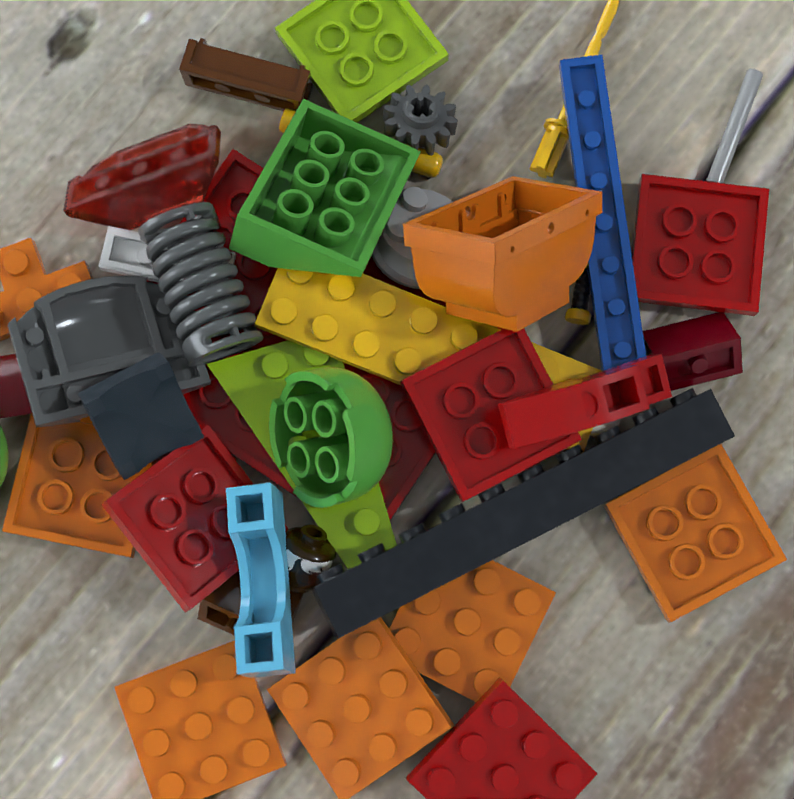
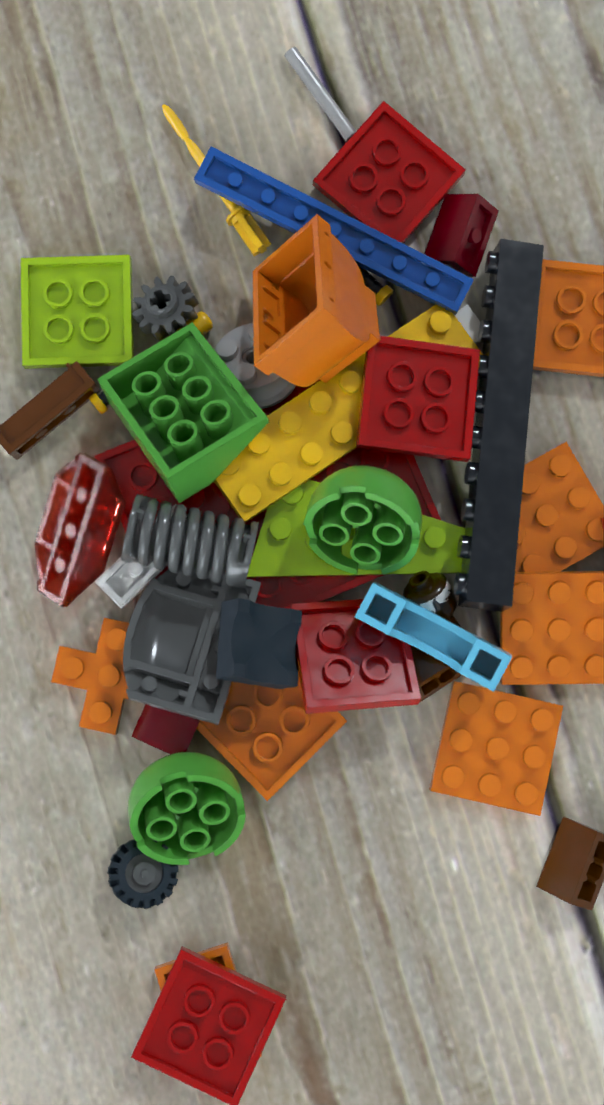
camera: 60 degrees left, 5 degrees up
(585, 402) = (462, 328): red slope -> none

